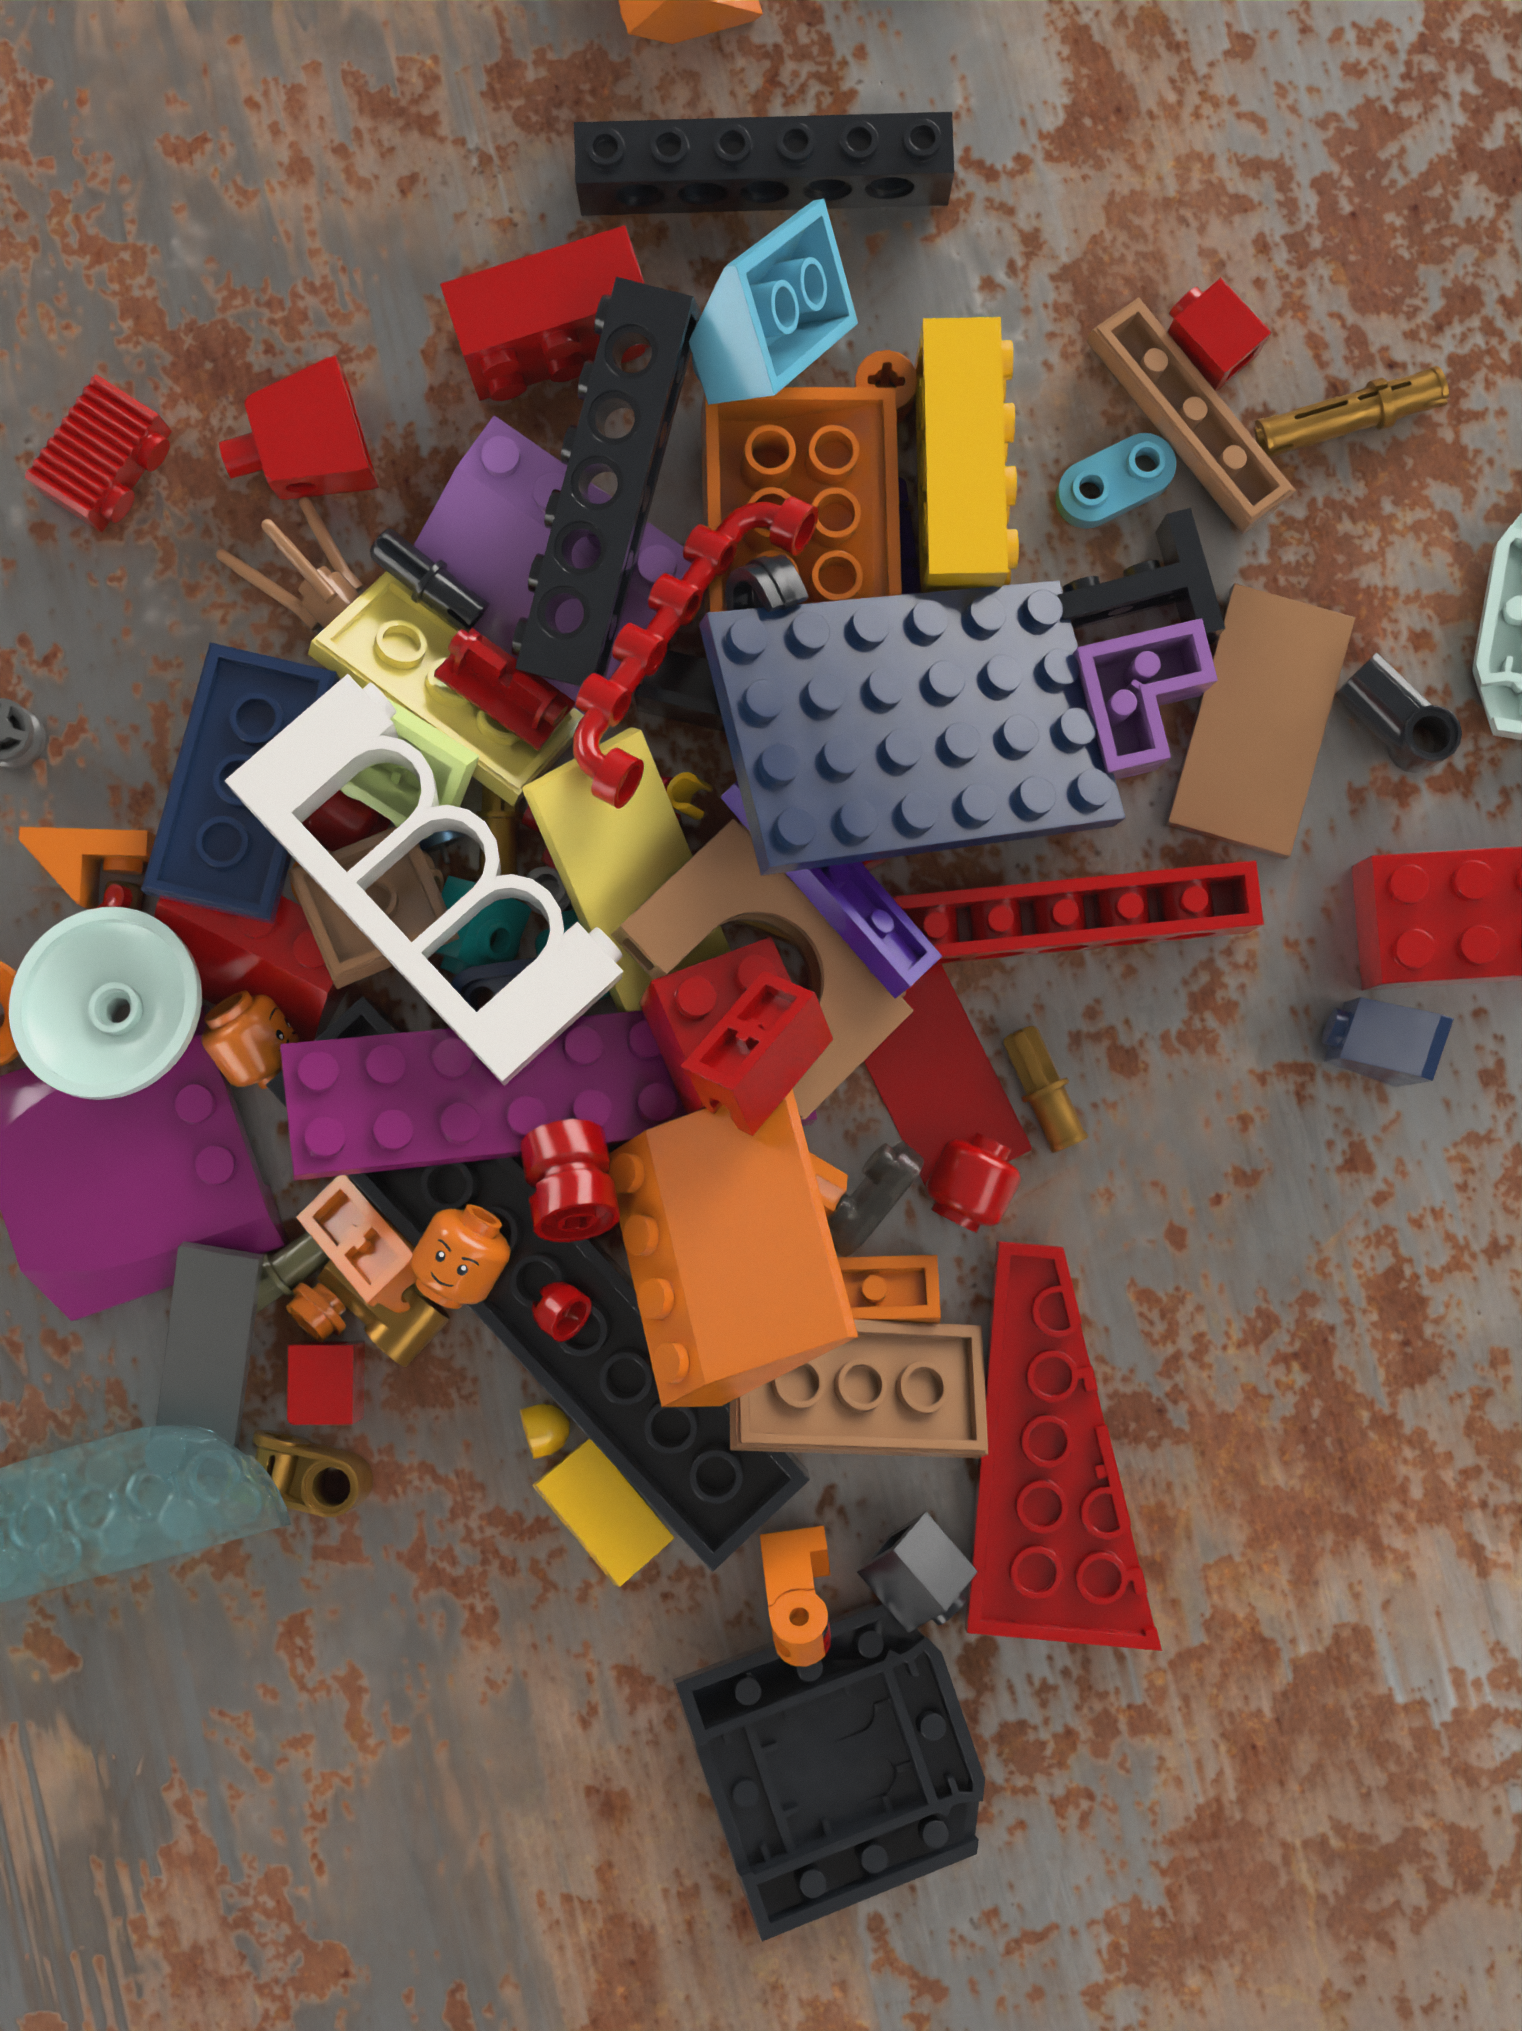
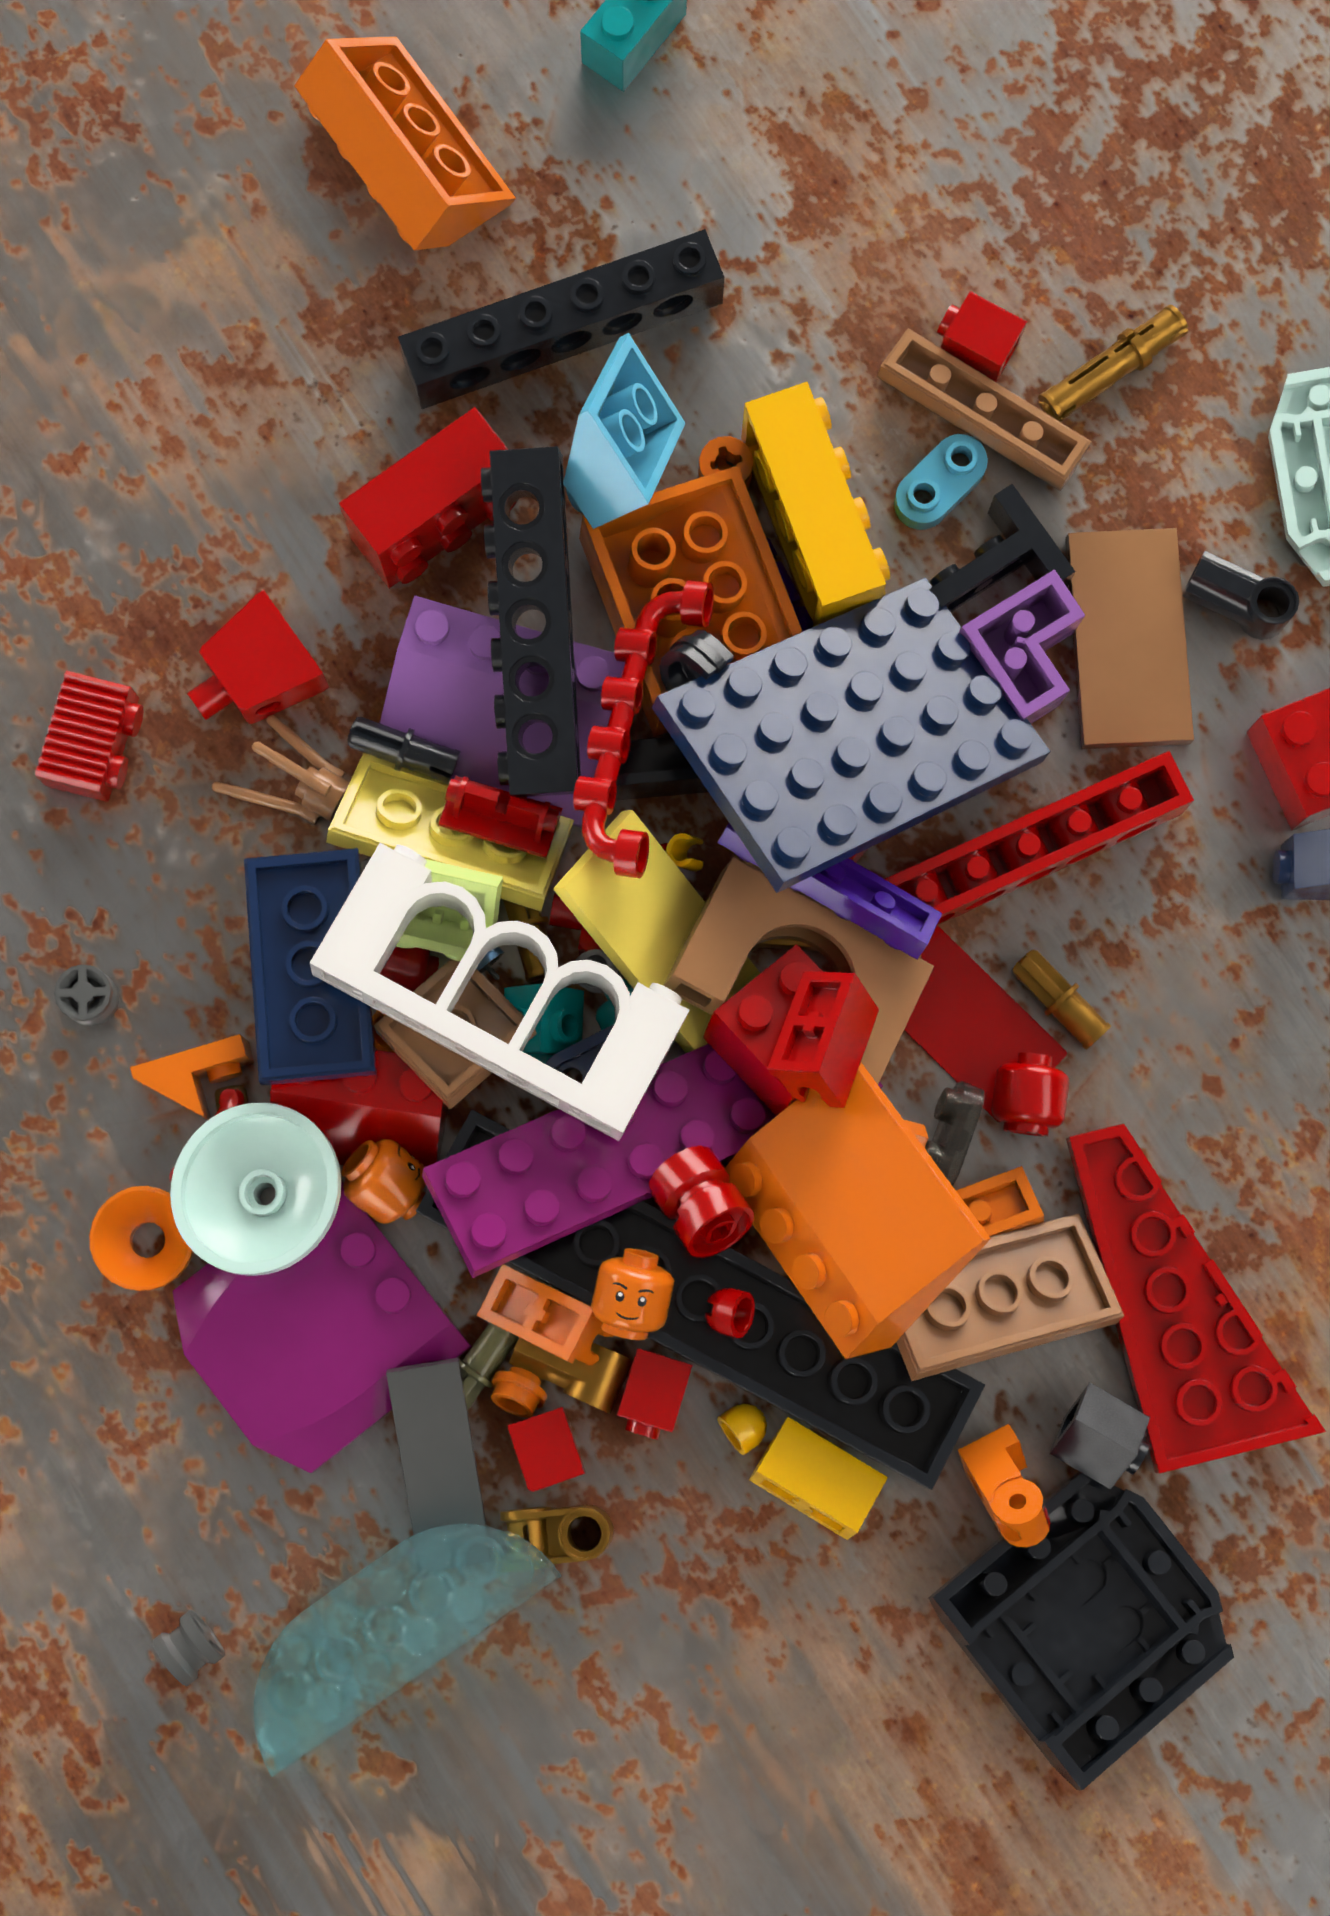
camera: 20 degrees left, 5 degrees down
(458, 1362) = (653, 1393): none -> red brick

